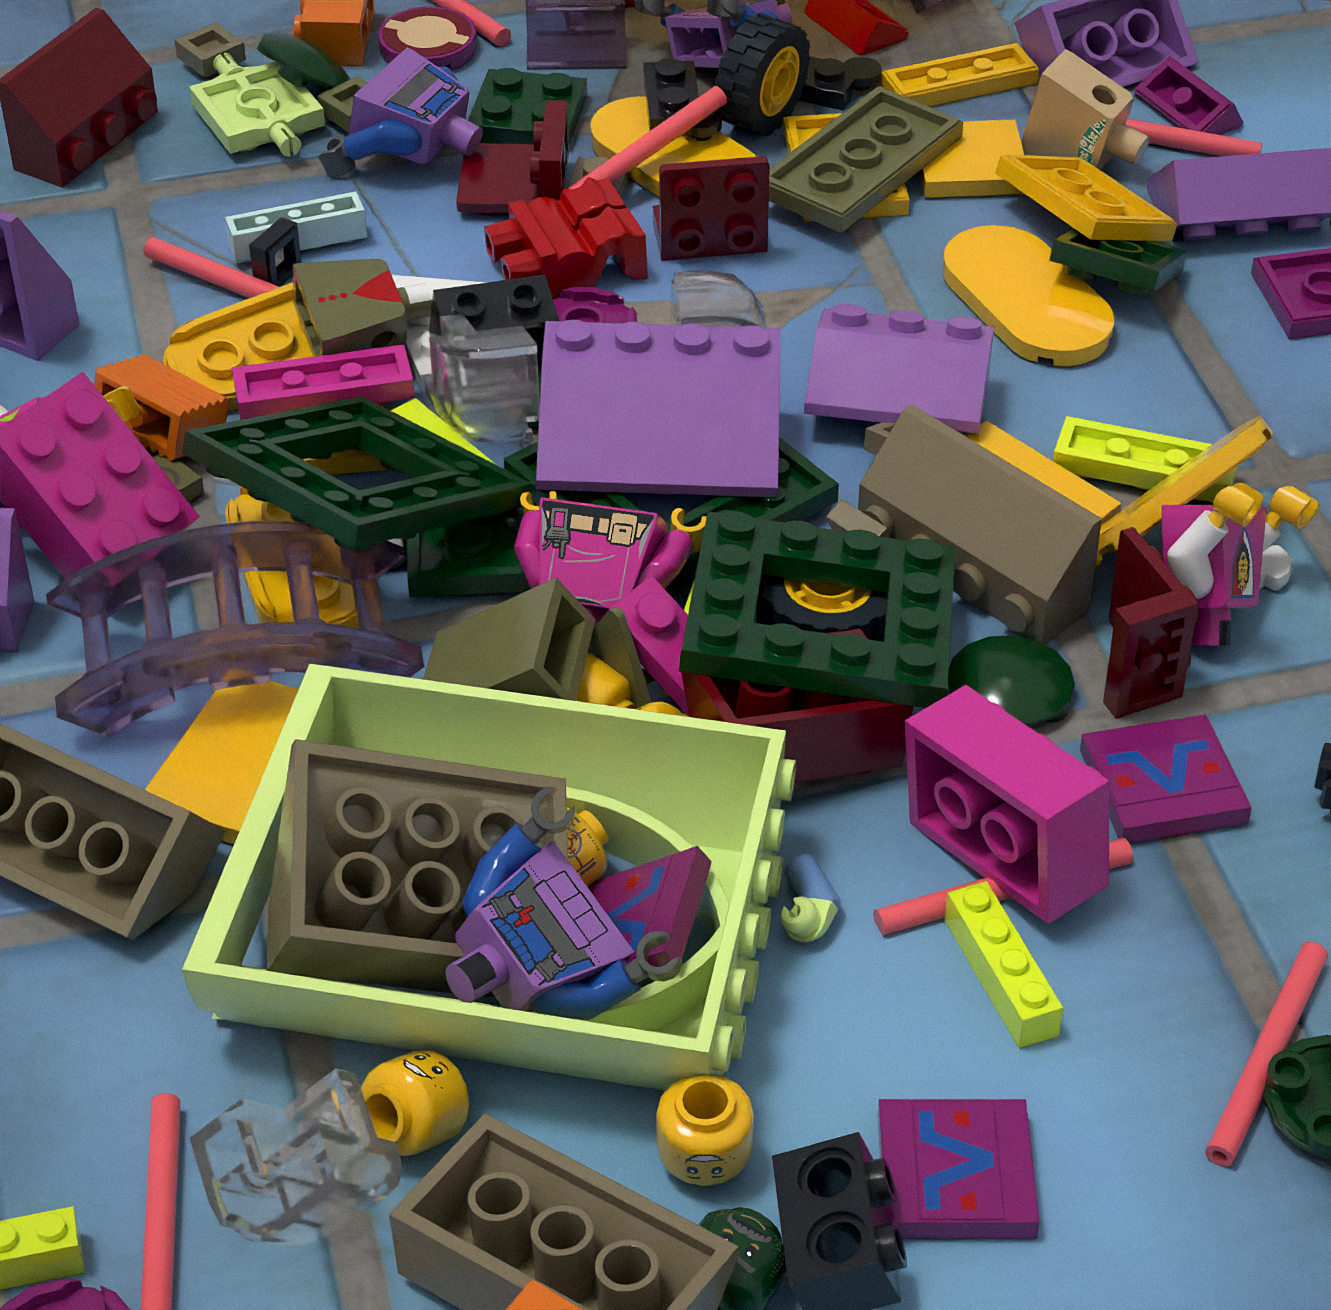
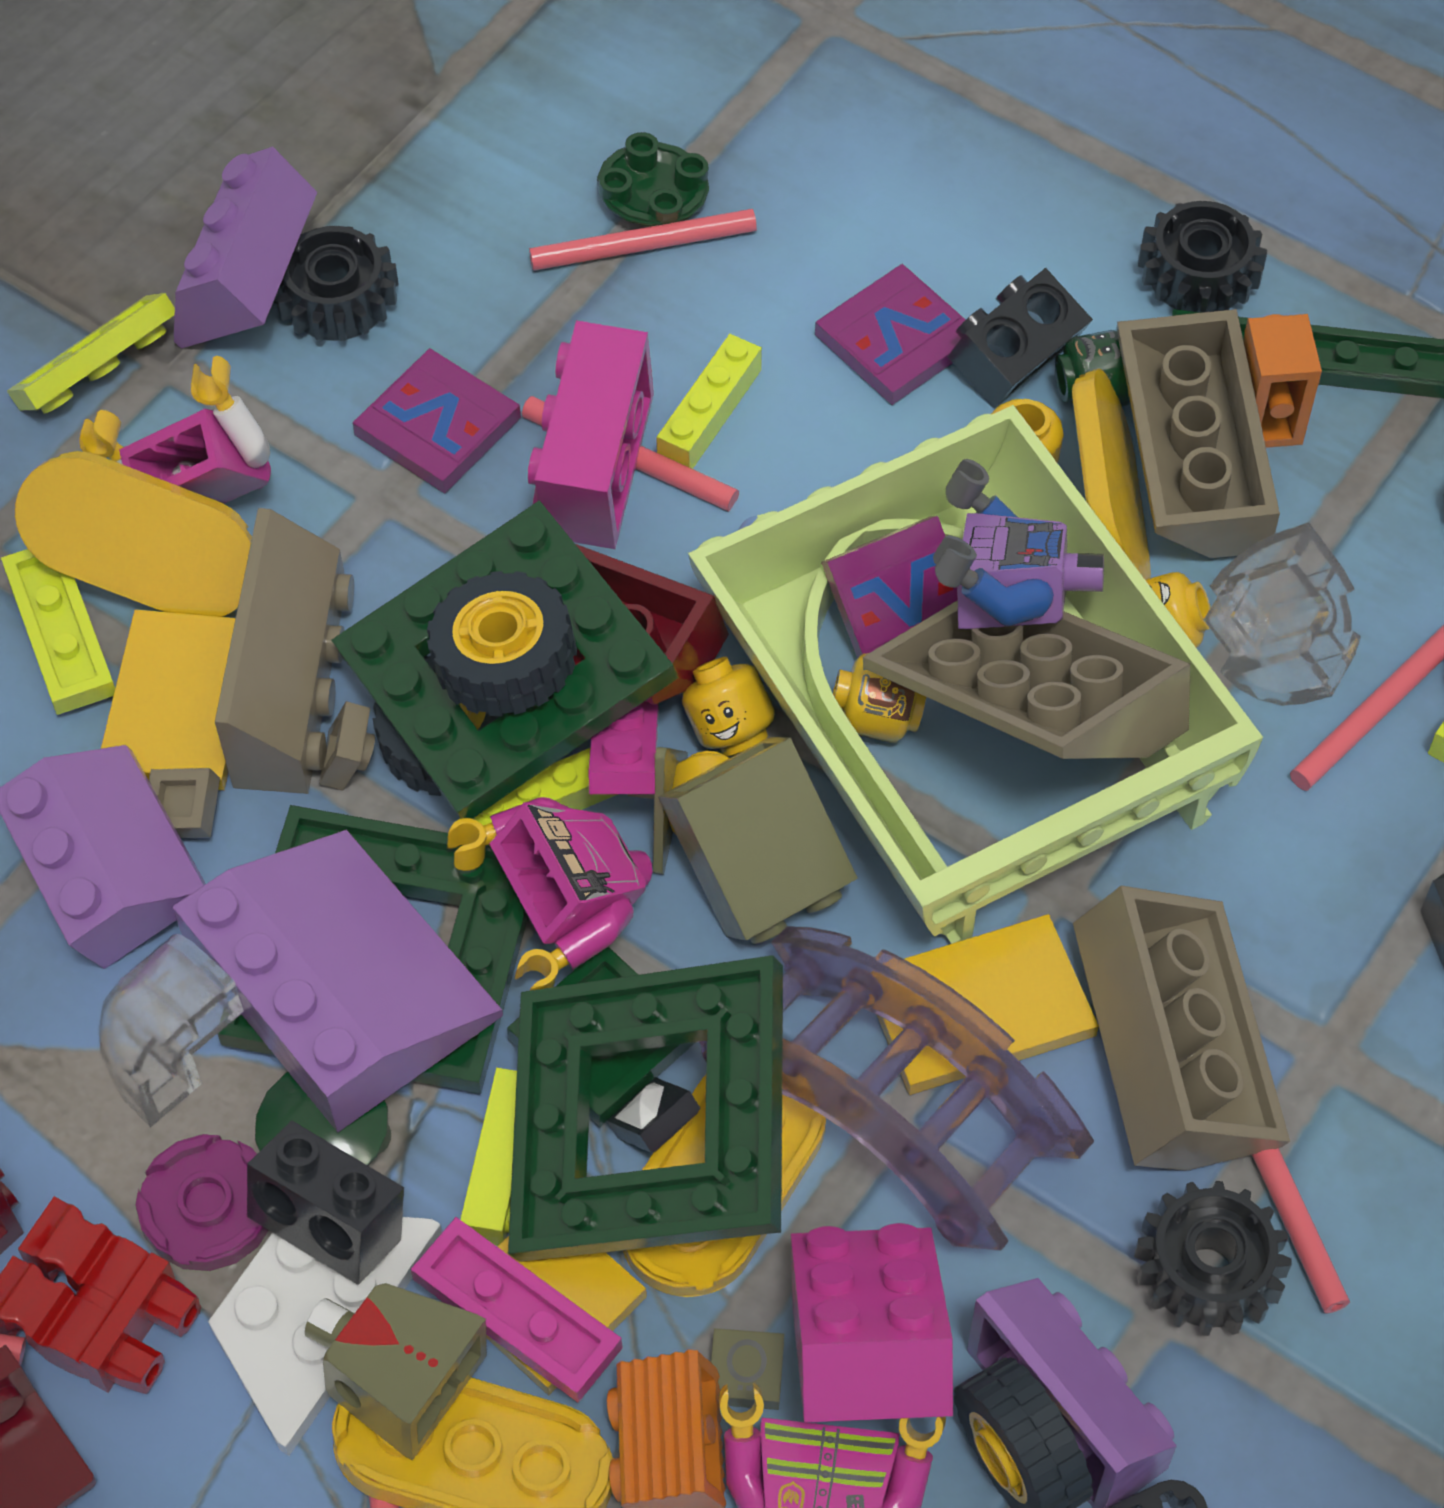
camera: 130 degrees left, 15 degrees up
(484, 381) = (436, 1121): clear brick -> none
(588, 1120) = (1110, 465): none -> yellow tile
(806, 560) = (502, 643): none -> black wheel
(1016, 674) = (406, 552): dark green dish -> none
(1151, 630) = (318, 453): dark red bracket -> none

